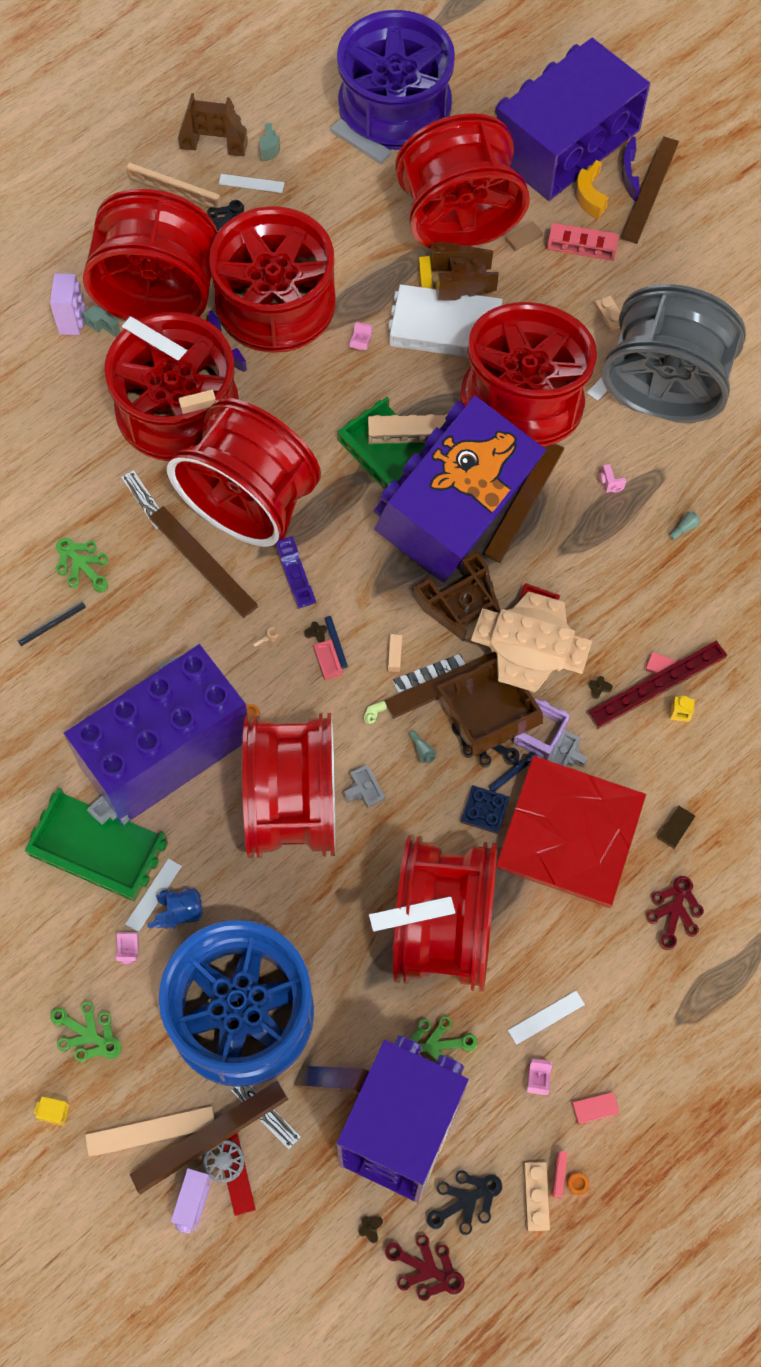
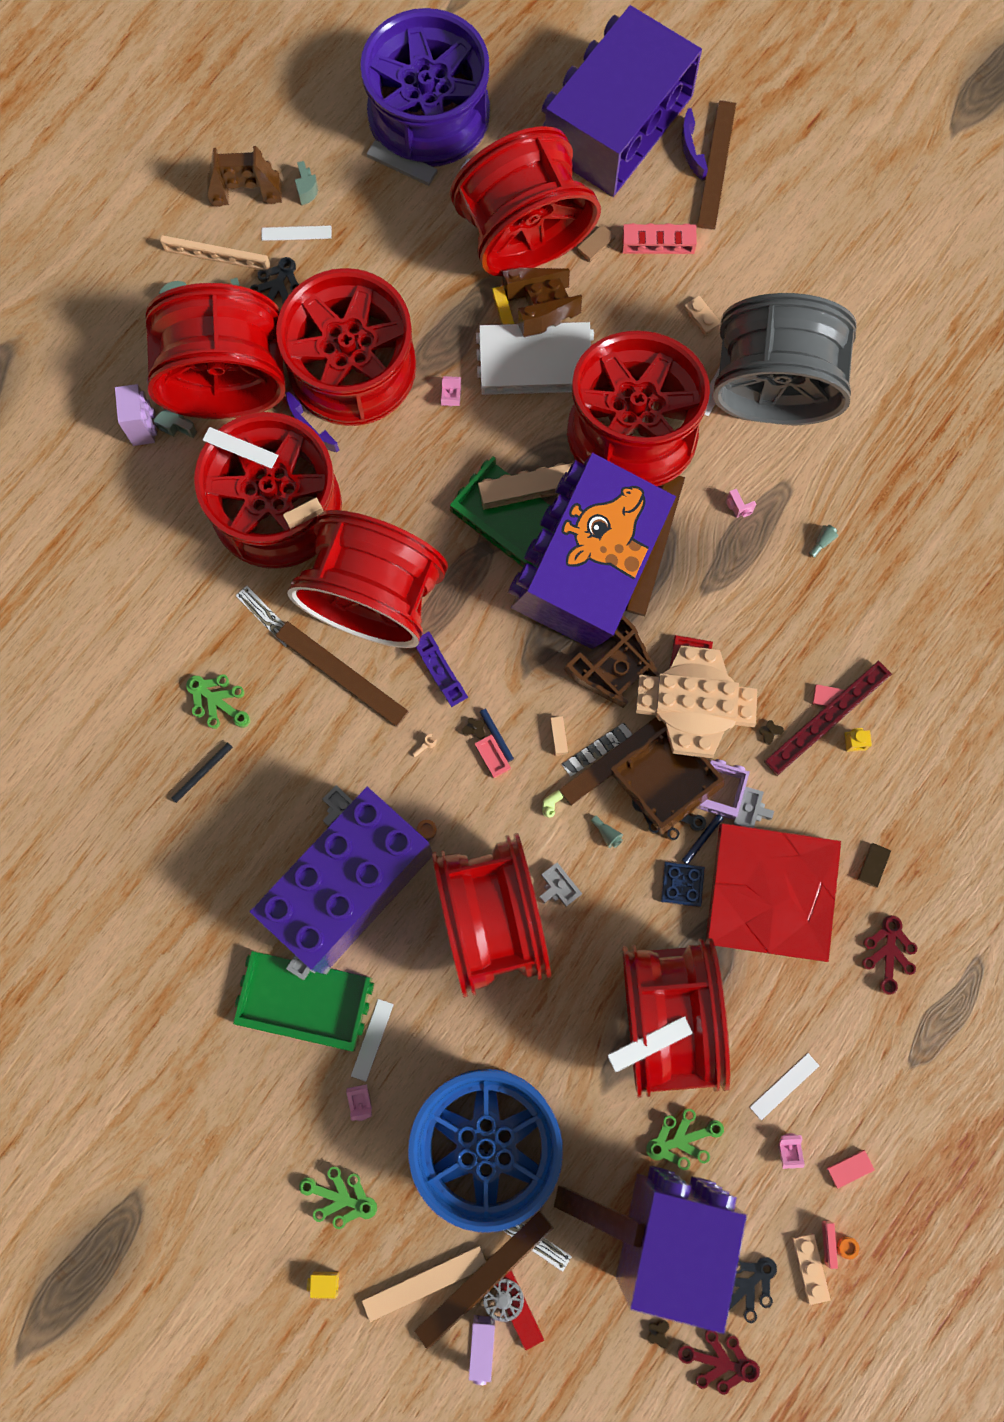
camera: 10 degrees left, 10 degrees up
(181, 907) = (404, 1052): blue helmet -> none
(587, 196) = (653, 185): light orange arch -> none

